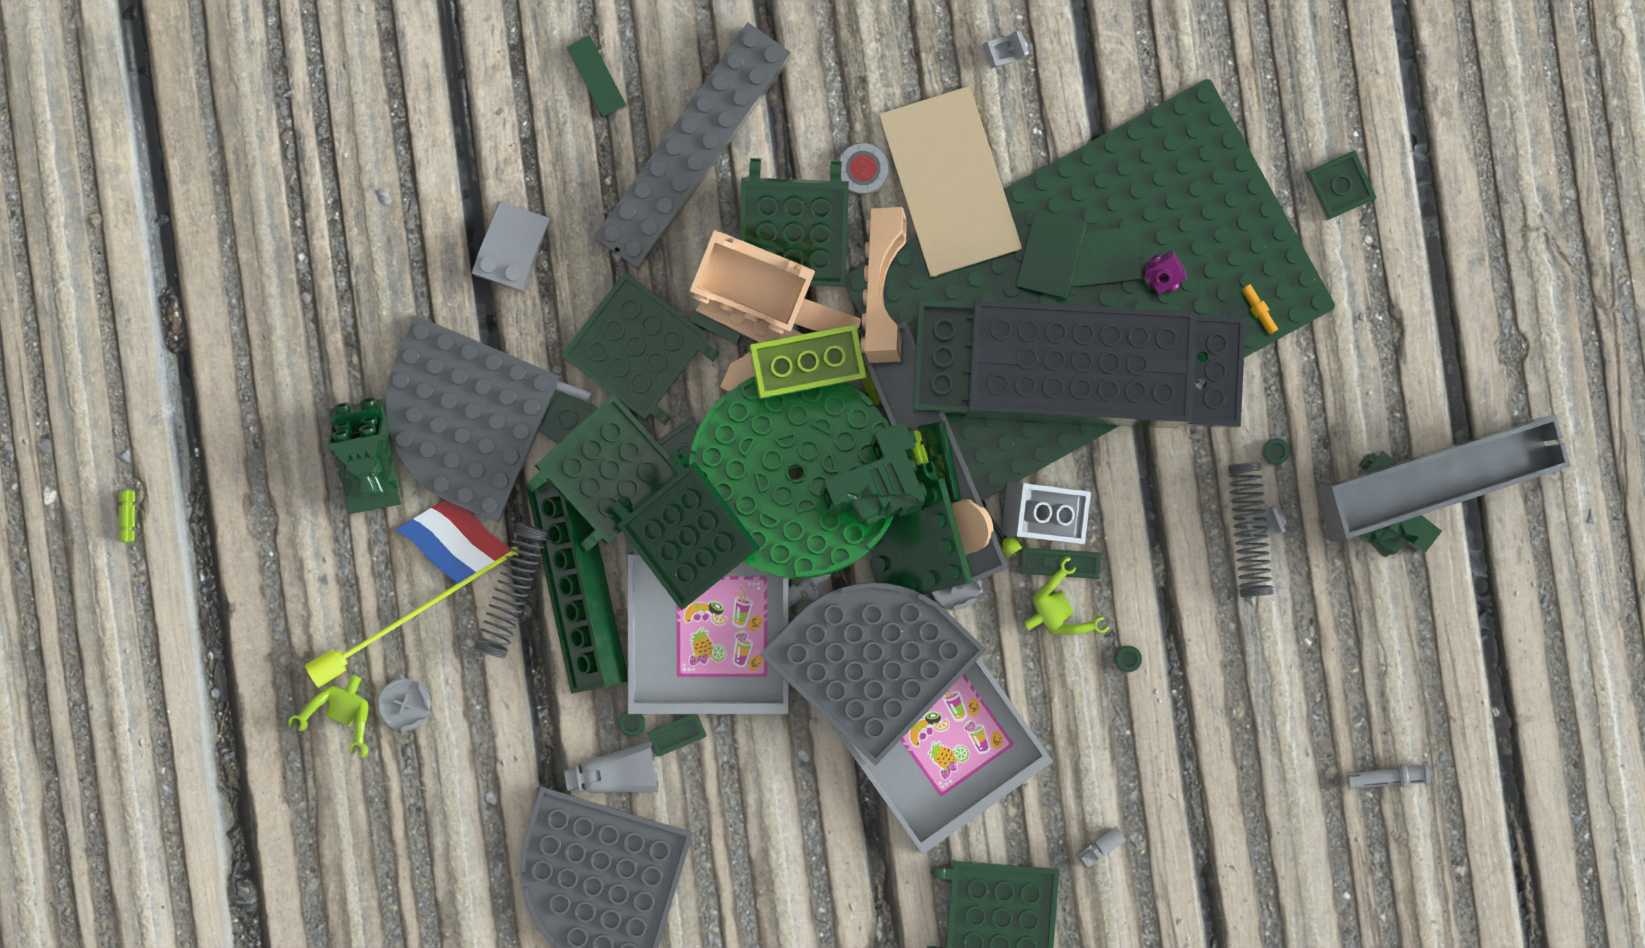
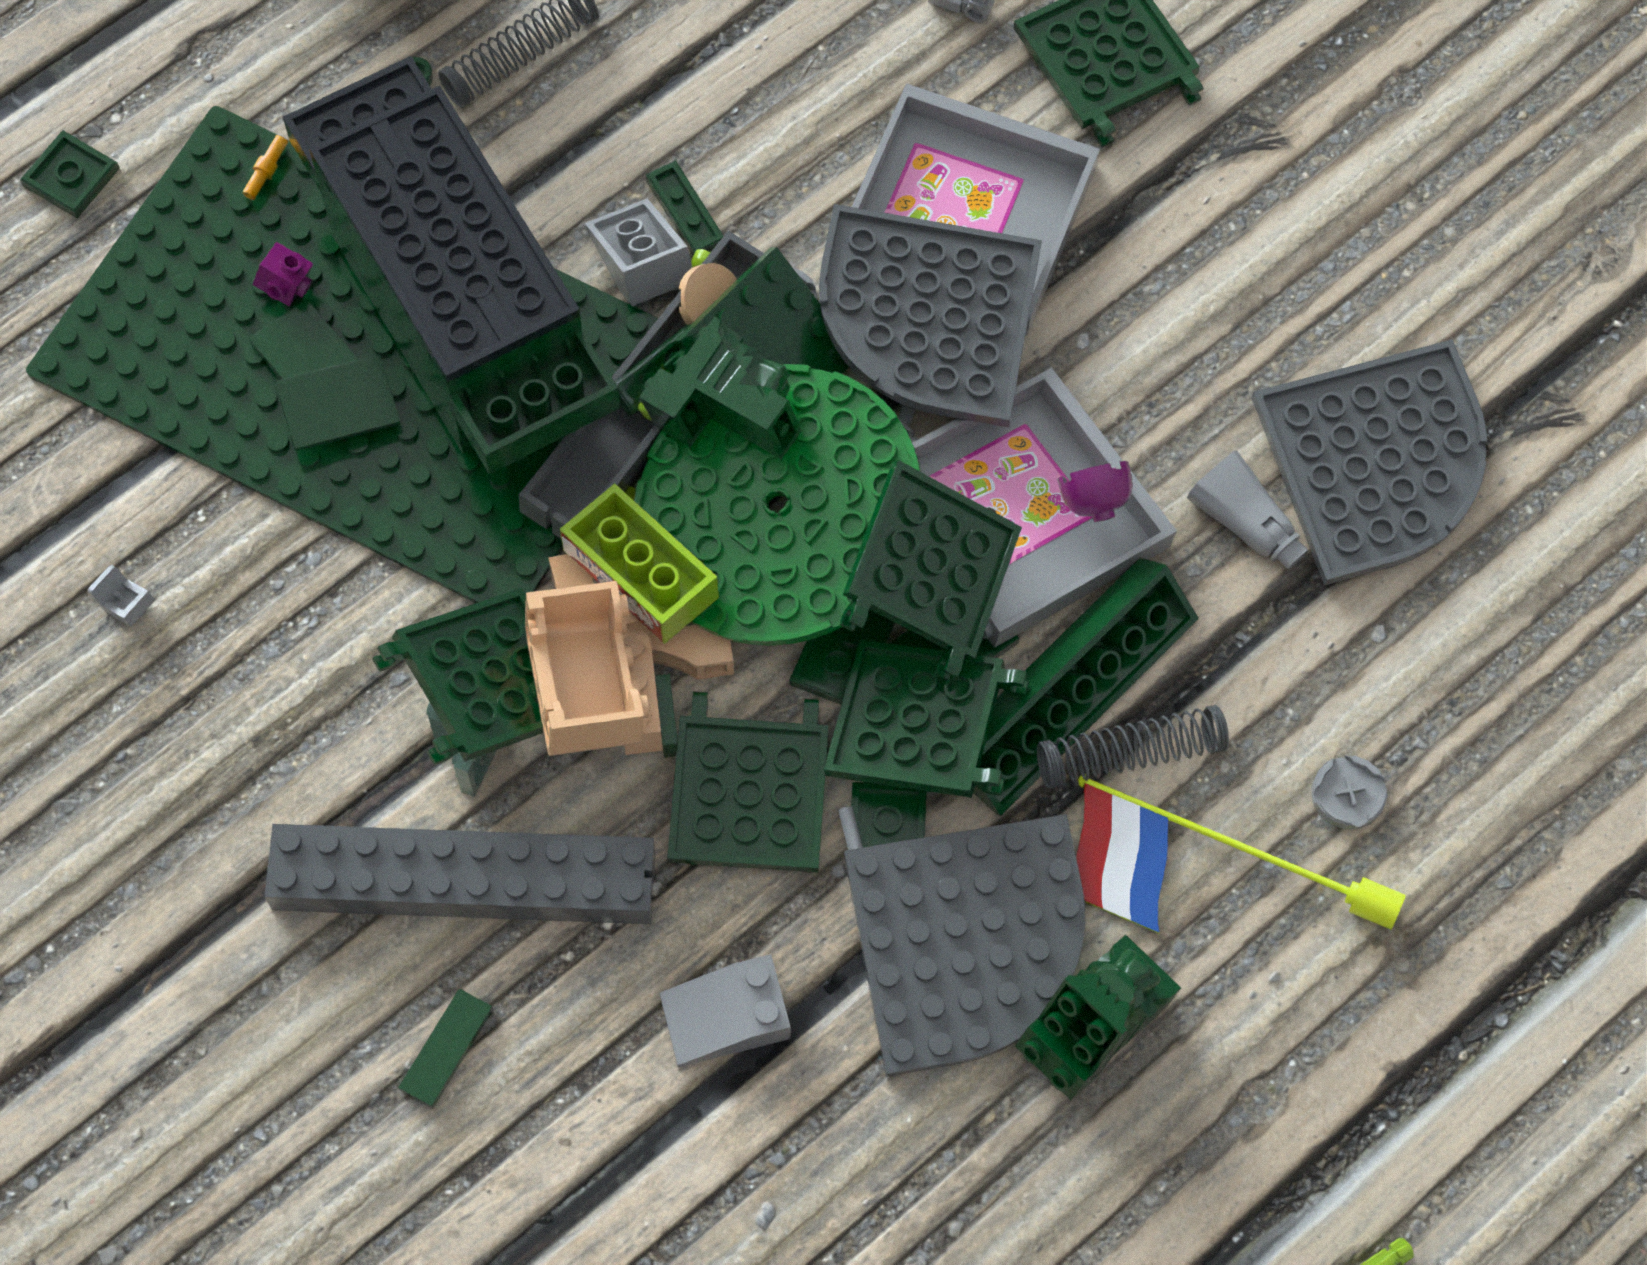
camera: 125 degrees left, 20 degrees down
(343, 708) = (1408, 853): lime piece -> none
(631, 724) = (1187, 533): dark green tile -> none
(677, 734) = (1161, 478): dark green tile -> none
(680, 677) = (1097, 490): none -> magenta cylinder
(864, 168) = (357, 677): tile -> none
(887, 237) = (549, 501): light nougat arch -> none
(950, 181) = (320, 568): tan piece -> none
(1055, 608) = (736, 184): lime piece -> none
(1128, 658) = (742, 88): dark green tile -> none
(1275, 520) = (490, 25): light grey bracket -> none

